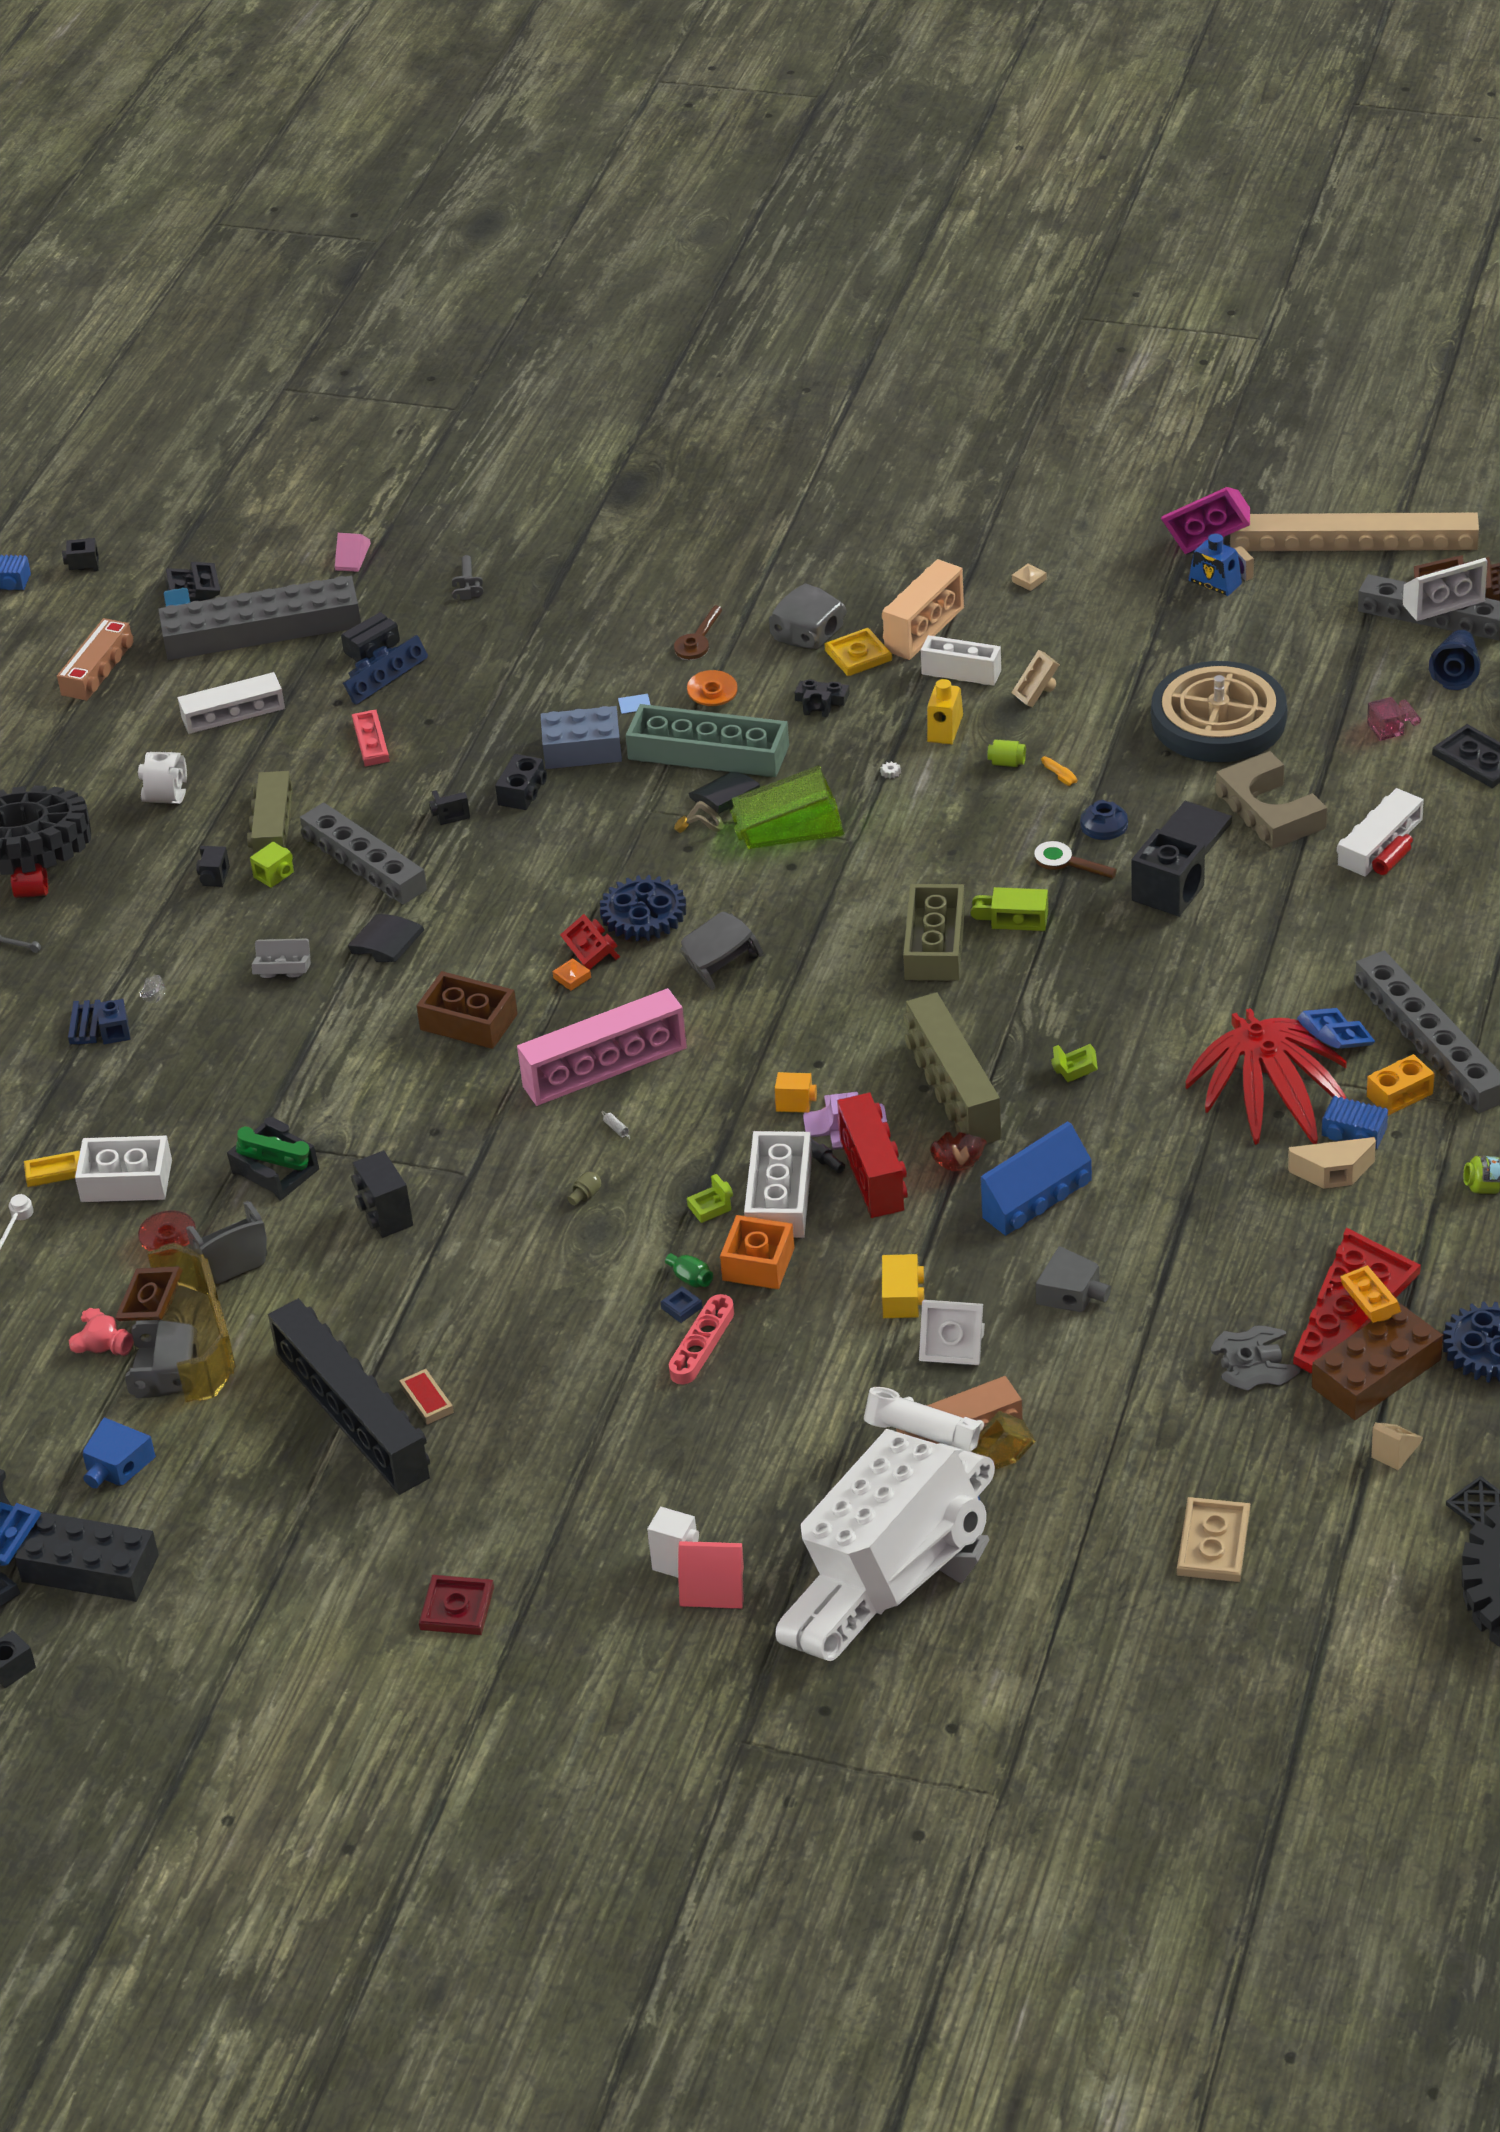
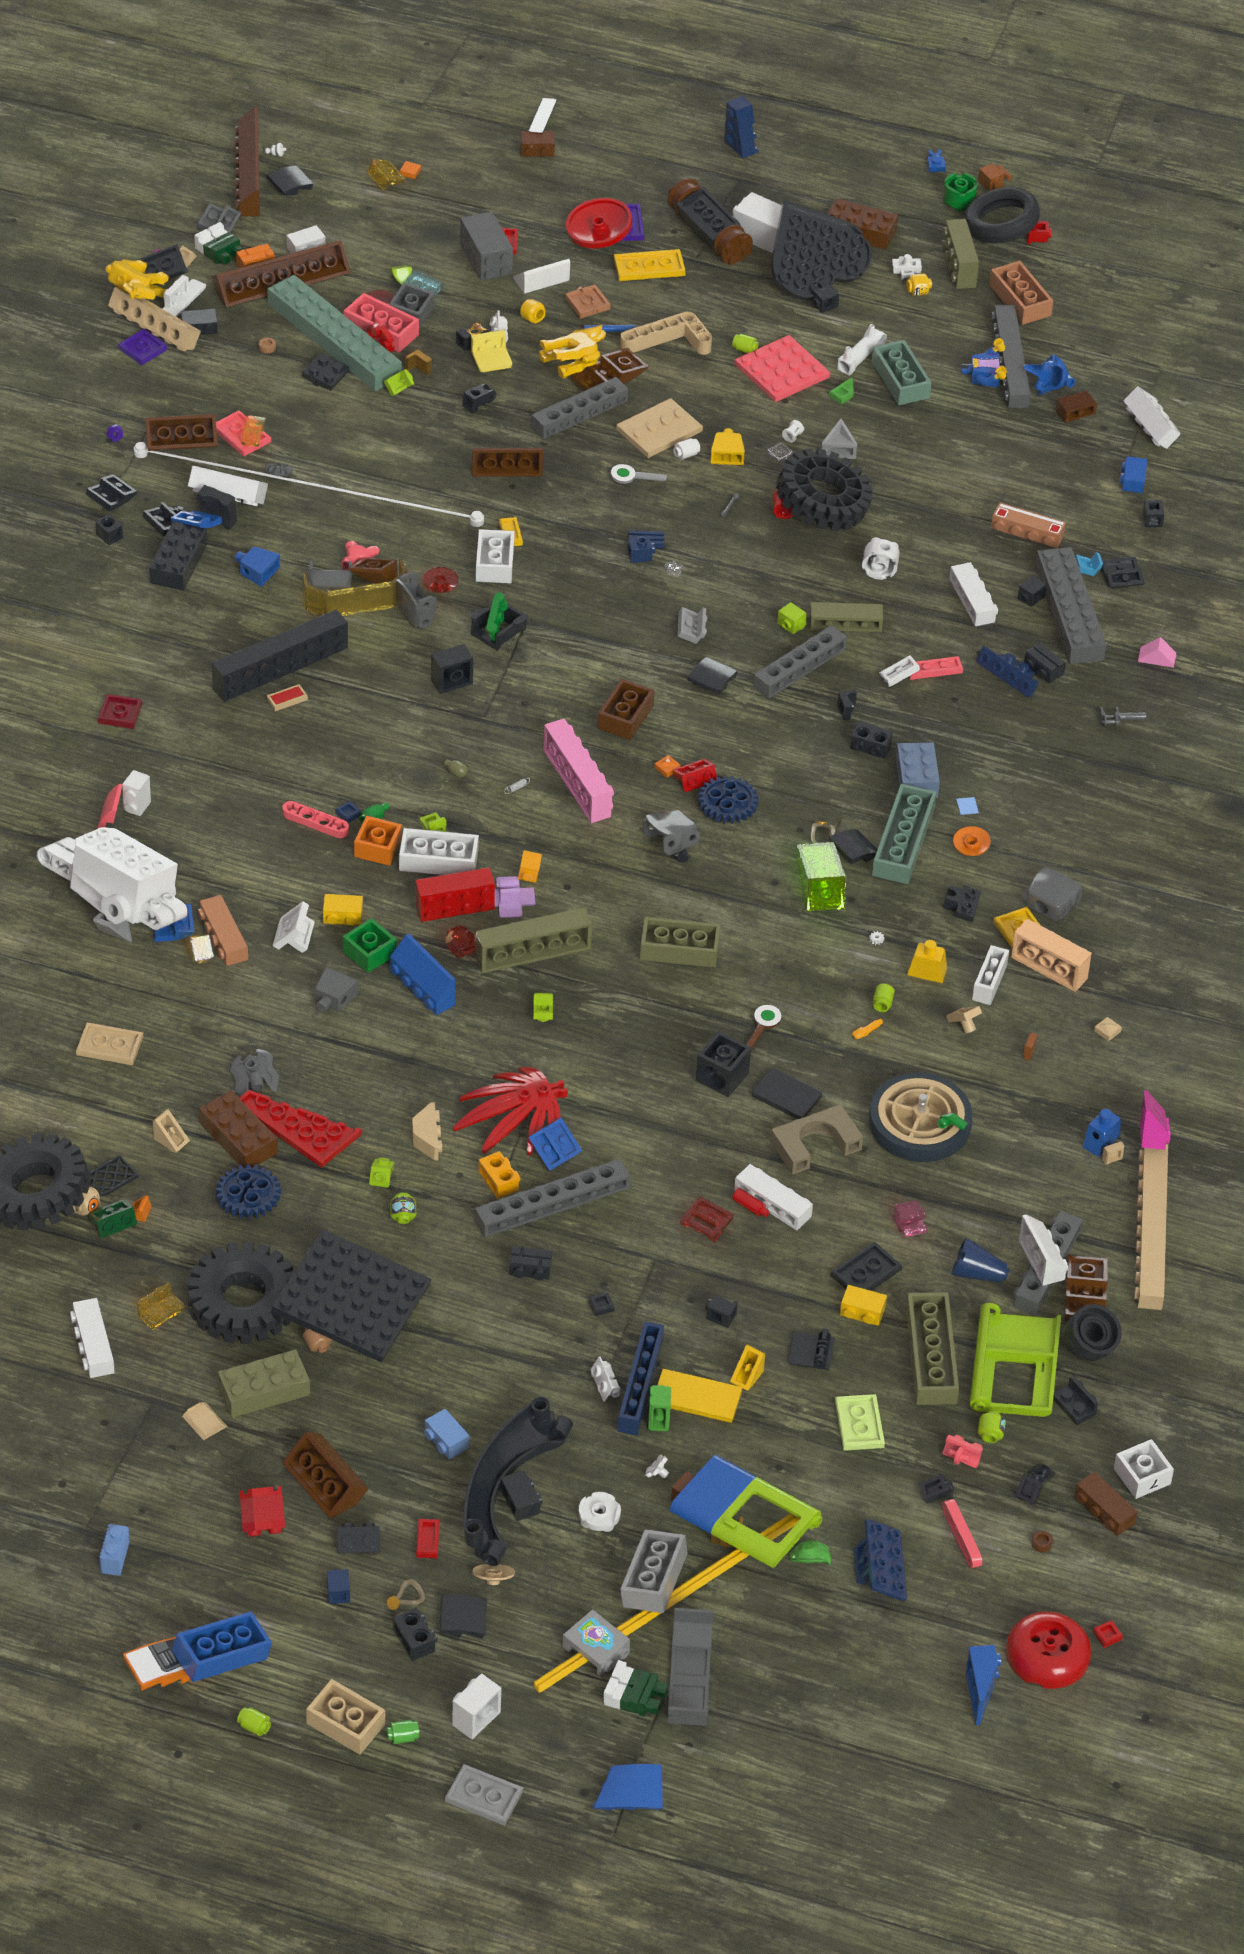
camera: 85 degrees right, 5 degrees up
(213, 865) = (792, 590): black brick -> none
(228, 652) = (1032, 591): none -> black brick
(390, 777) = (901, 673): none -> white tile
(696, 645) = (1035, 837): reddish brown piece -> none
(888, 1409) = (206, 900): white piece -> none
(979, 1243) = (369, 945): none -> green brick
(1013, 908) = (707, 990): lime brick -> none
(1075, 631) = (1030, 1046): none -> dark orange tile
(1104, 825) = (807, 1054): dark blue piece -> none
(1236, 667) = (951, 1119): none -> green arm
(1354, 1120) = (463, 1146): blue brick -> none
(1370, 1294) = (282, 1121): light orange plate -> none
(1417, 1202) = (381, 1172): none -> lime bracket
(1423, 885) = (710, 1214): none -> clear red plate

